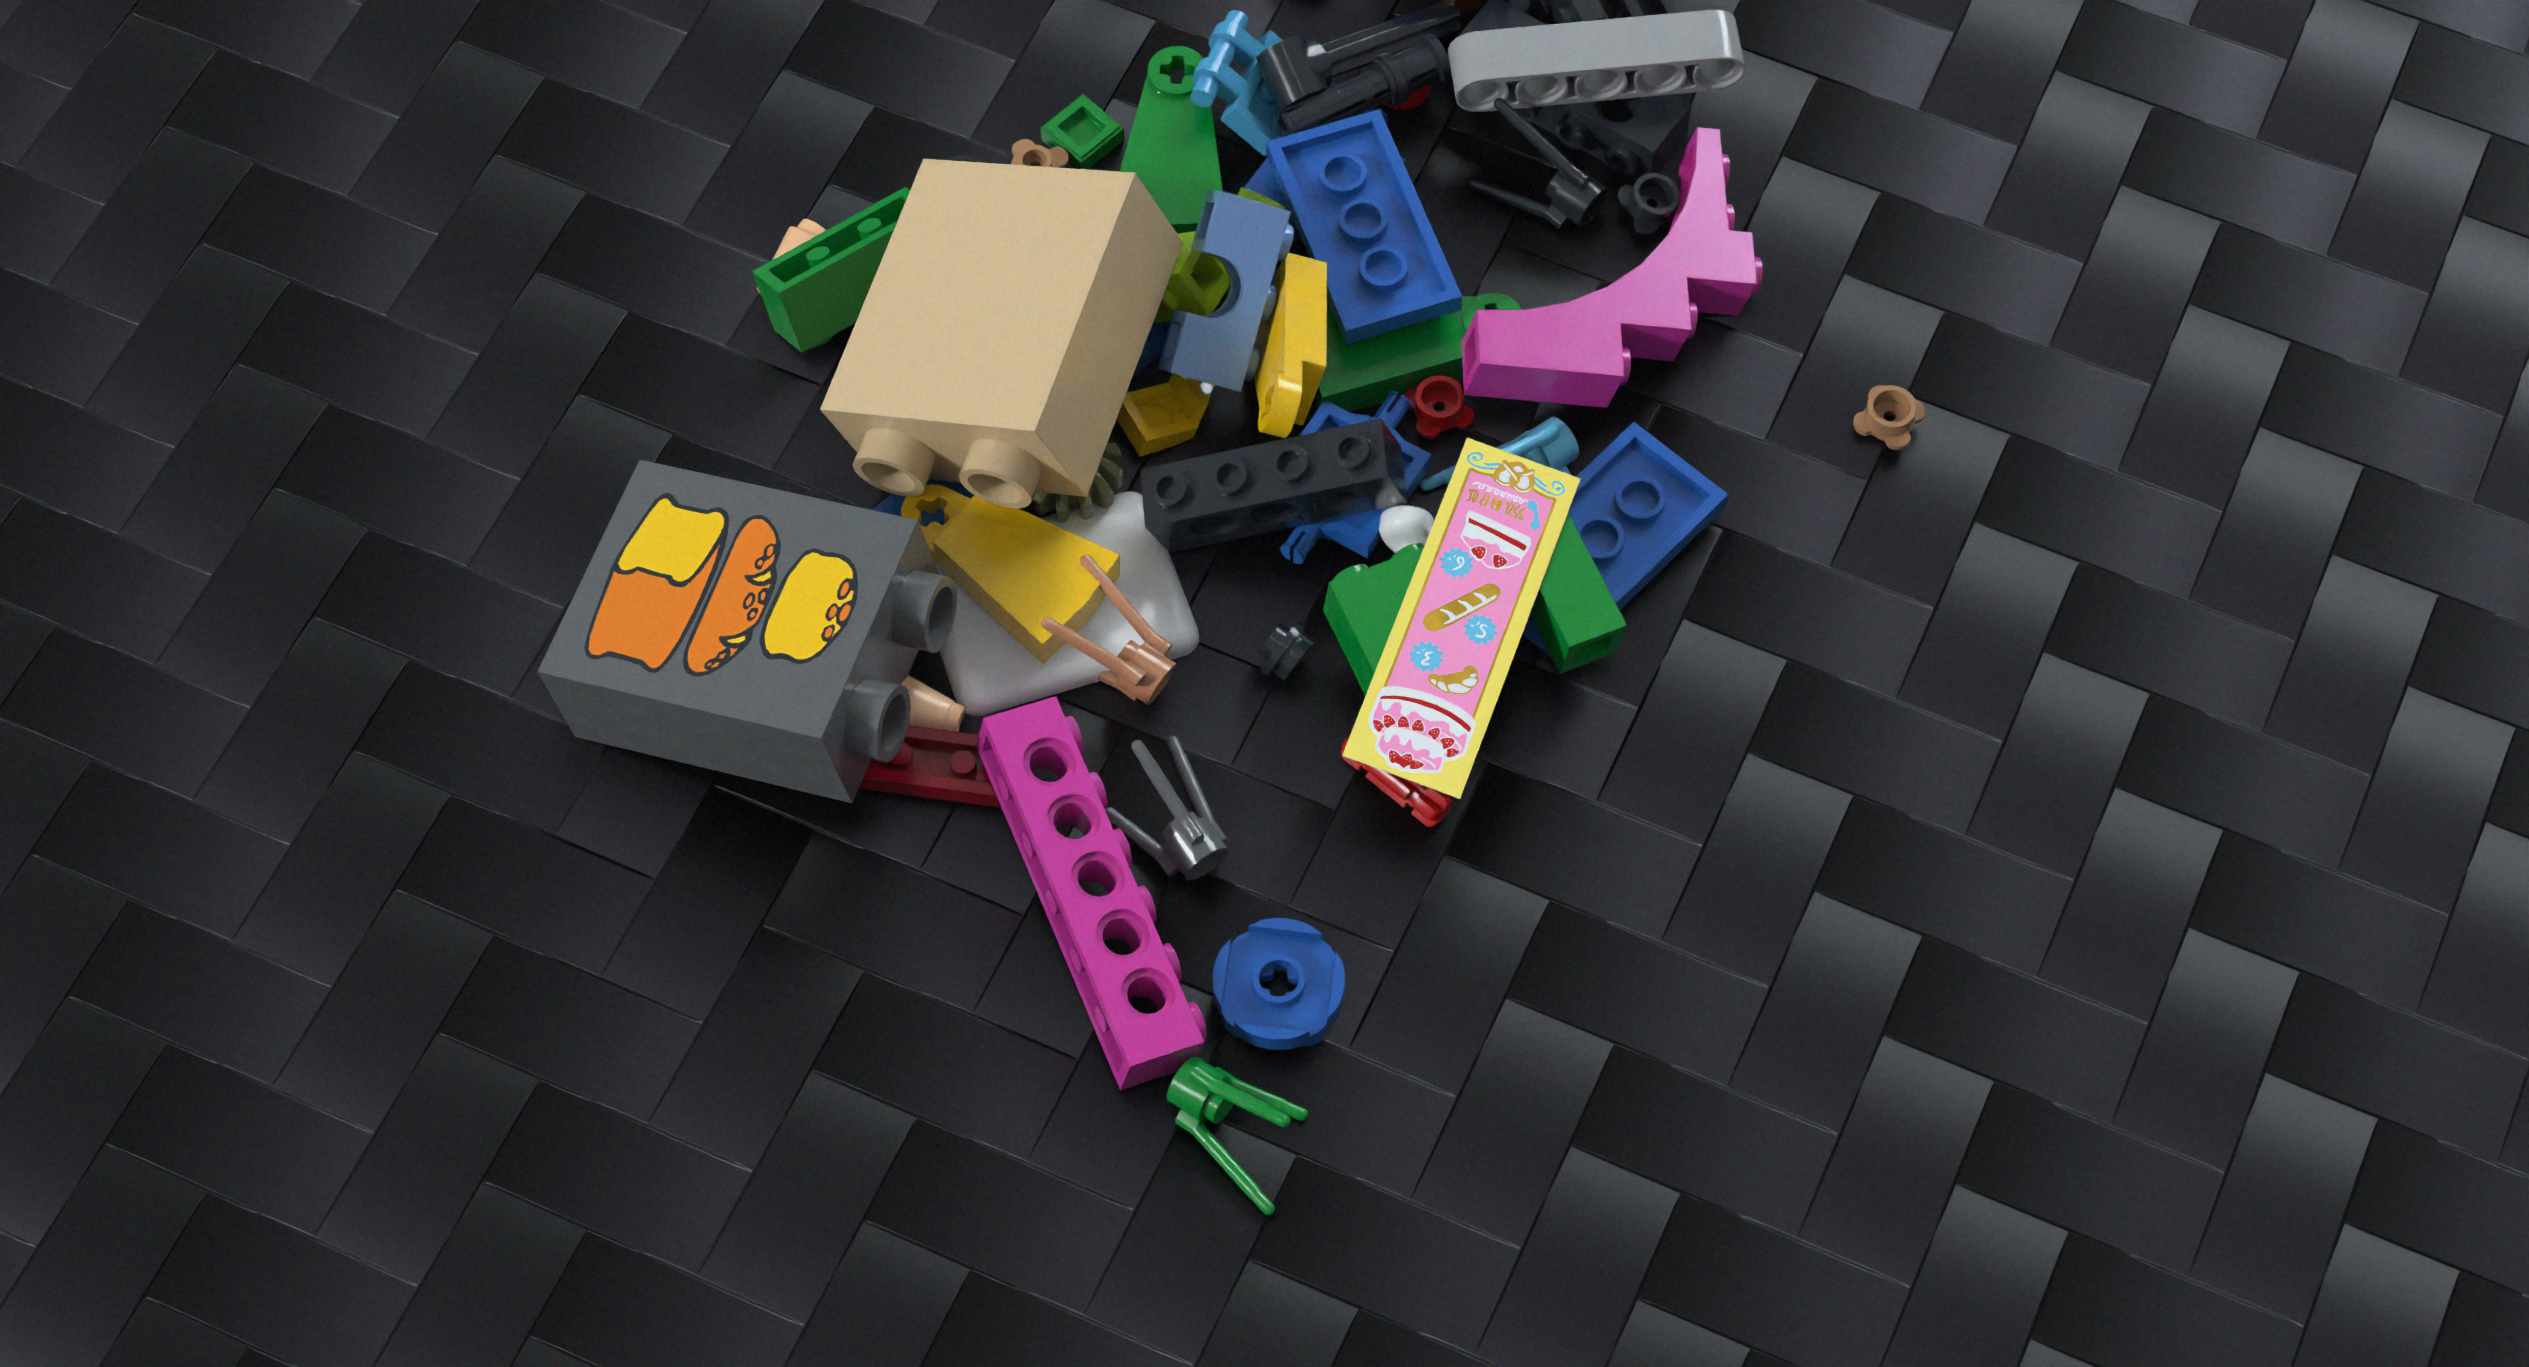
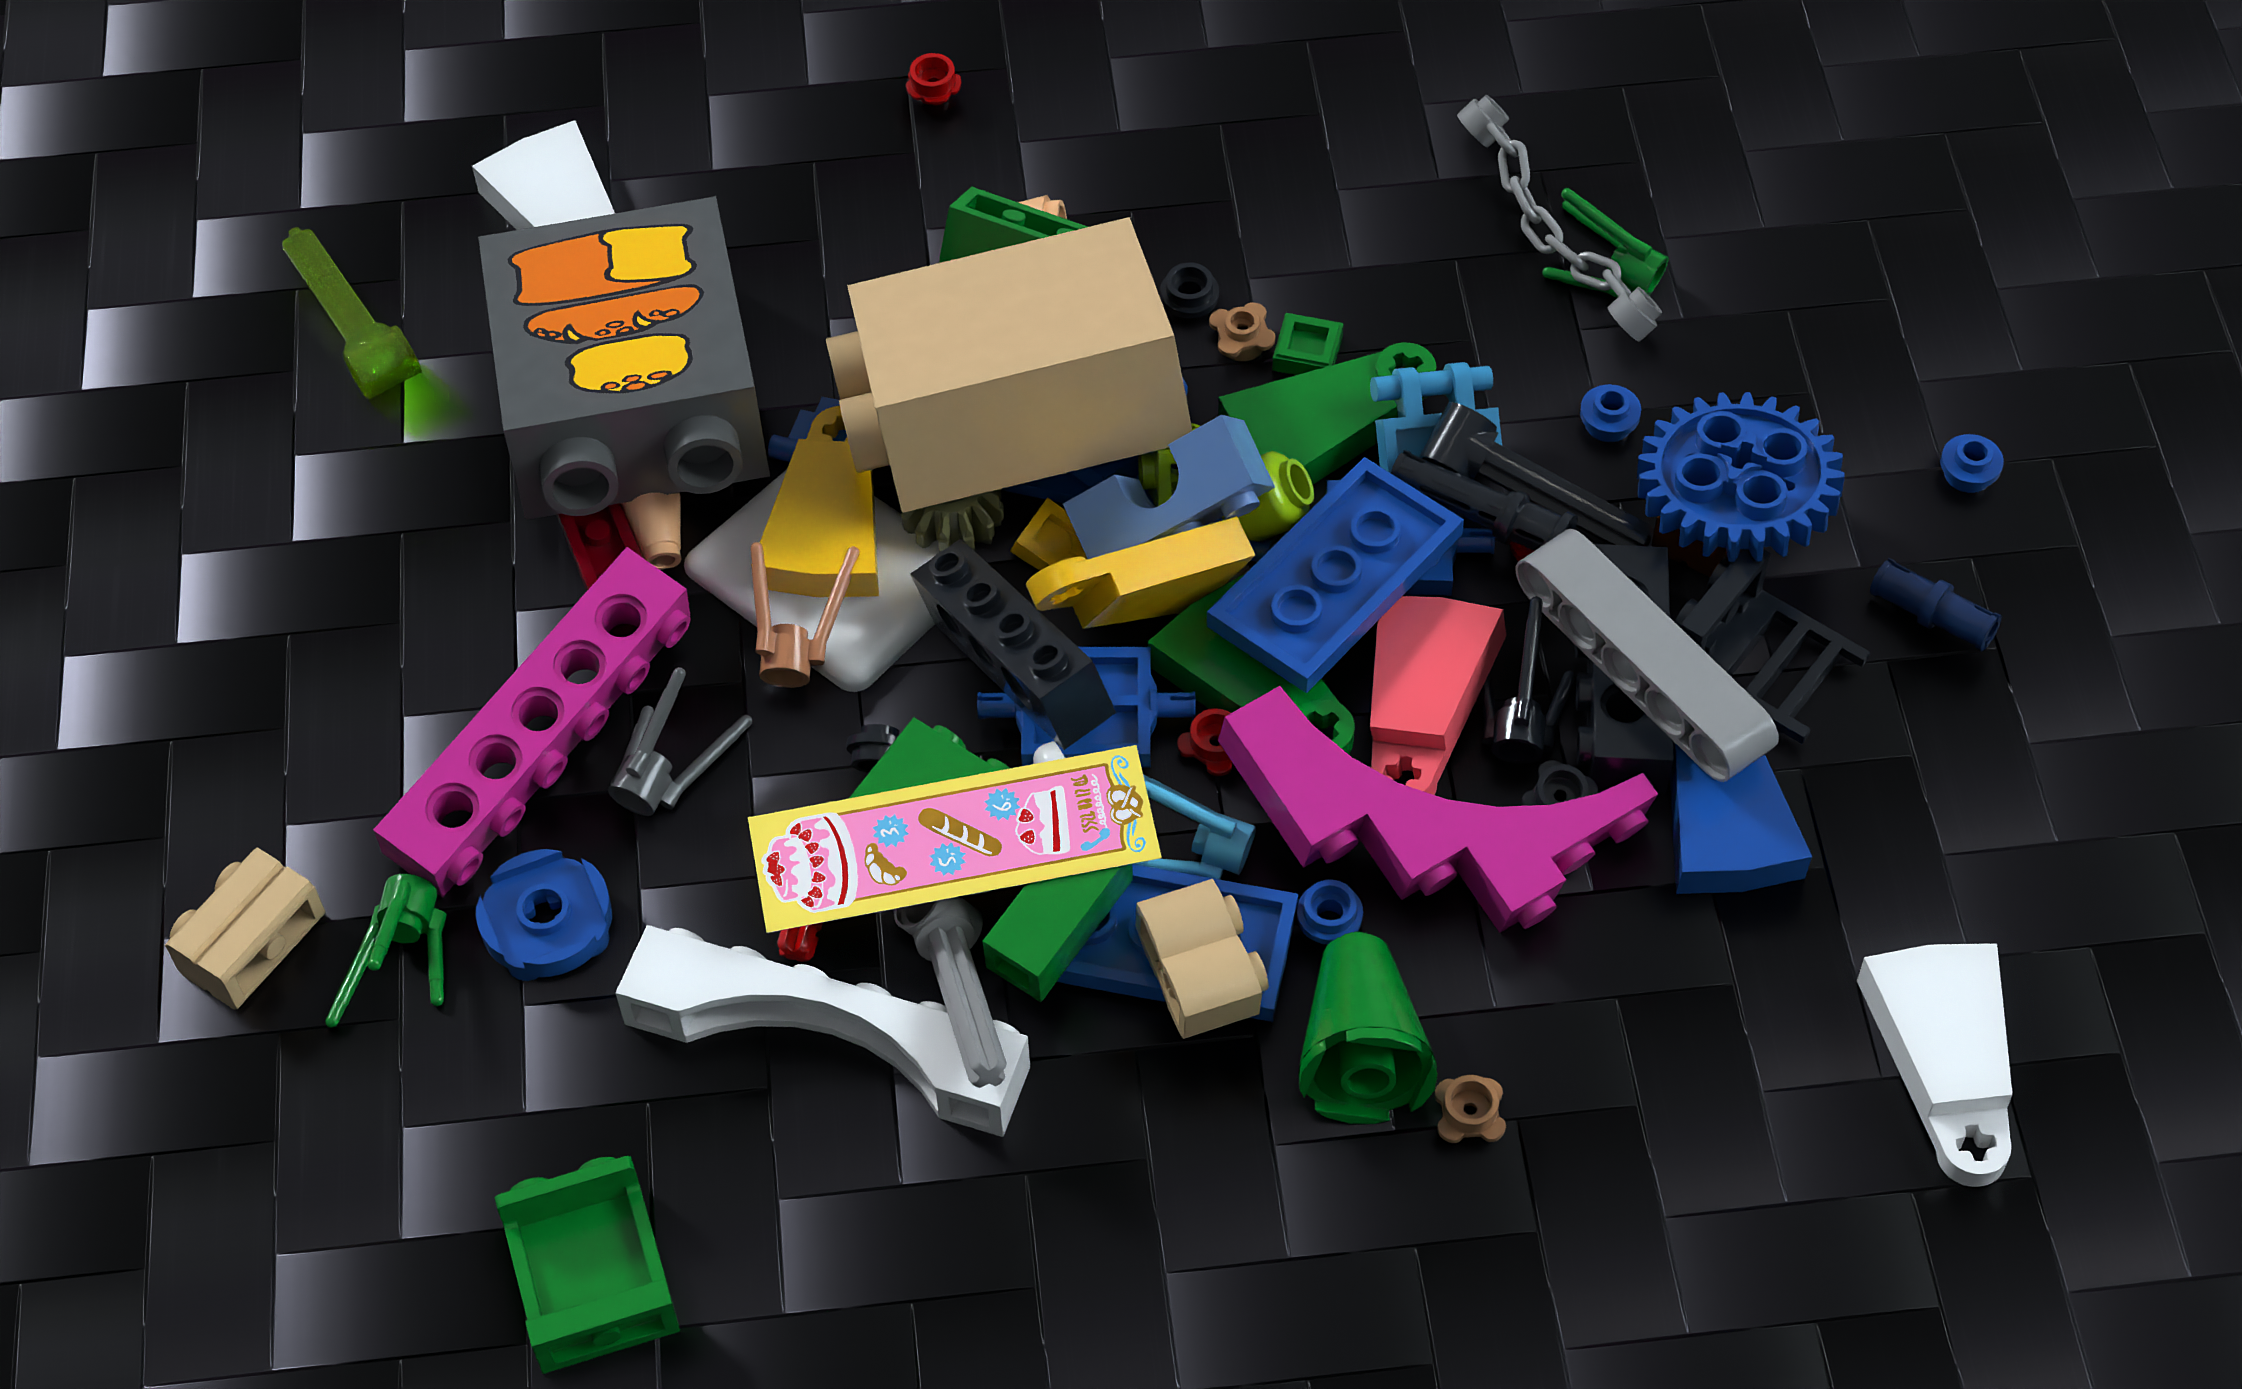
camera: 60 degrees right, 5 degrees down
(470, 614) = (543, 180): none -> white piece
(552, 847) = (373, 351): none -> clear neon green axle
(566, 238) = (932, 79): none -> red plate
(1137, 1230) = (244, 927): none -> tan brick
(1496, 230) = (1426, 681): none -> coral piece
(1599, 693) = (944, 935): none -> light grey axle
(1632, 745) = (700, 989): none -> white arch
(1647, 1108) = (586, 1263): none -> green panel
(1656, 400) = (1329, 896): none -> blue plate
(1666, 512) = (1200, 957): none -> tan brick
(1763, 115) = (1732, 831): none -> blue piece
(1789, 440) = (1364, 1037): none -> green cone
(2031, 86) = (1949, 1042): none -> white piece

